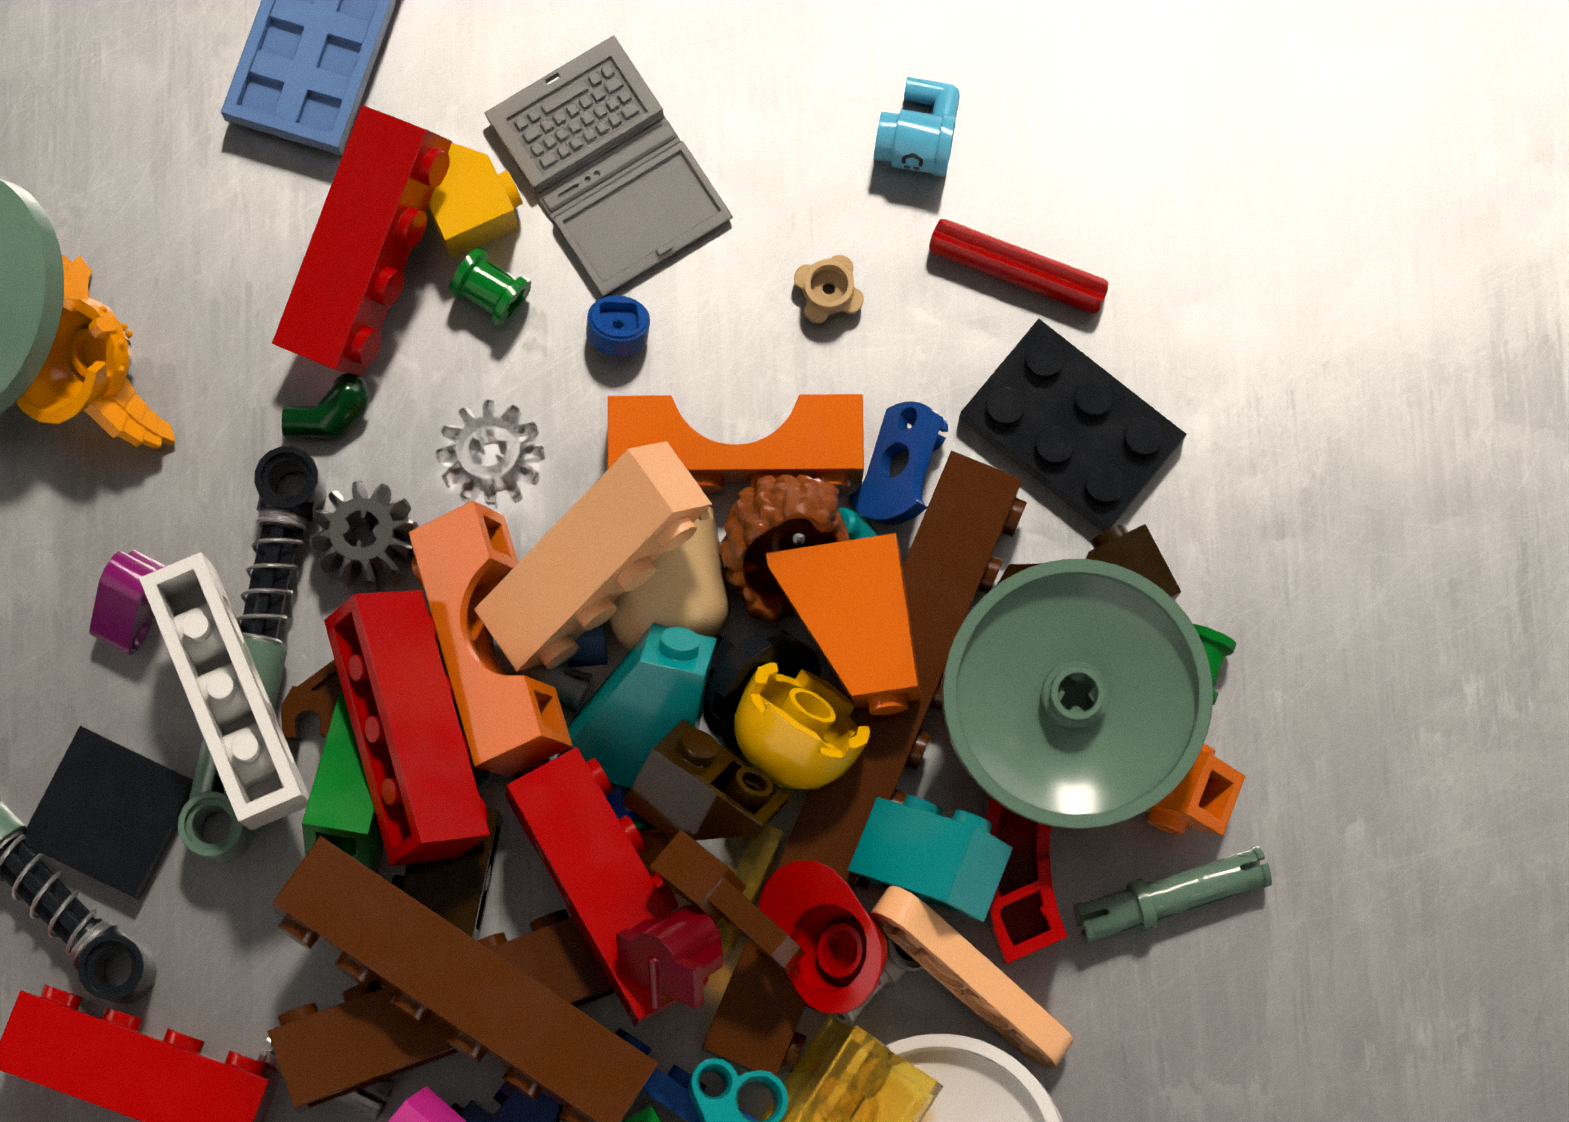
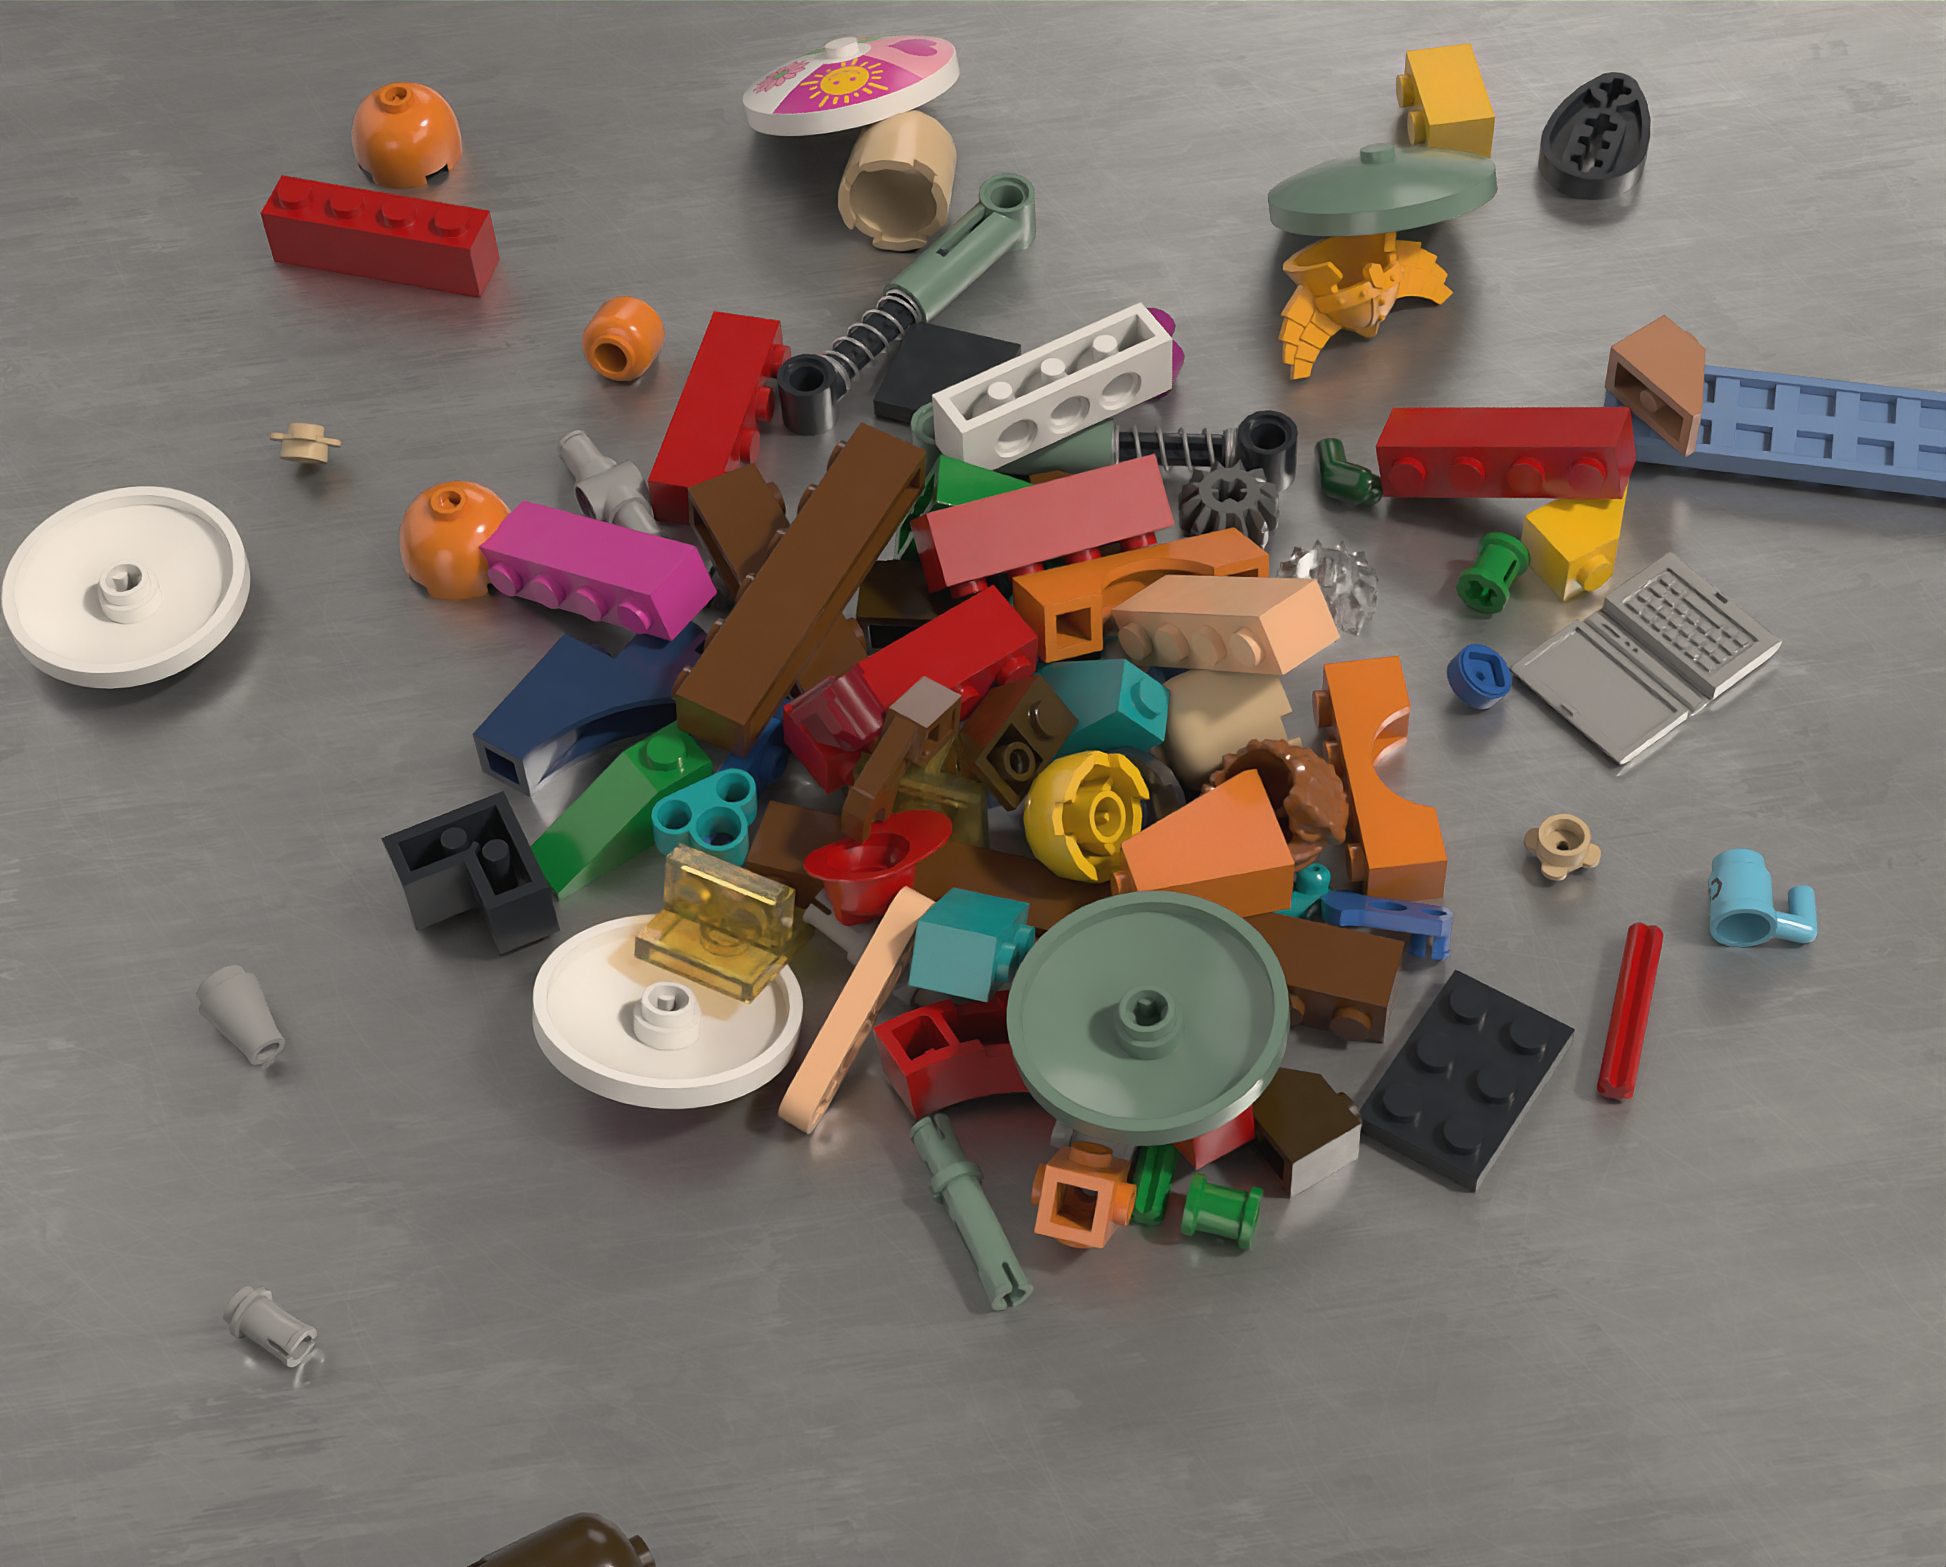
camera: 90 degrees right, 25 degrees down
(294, 64) = (1661, 380): none -> nougat slope

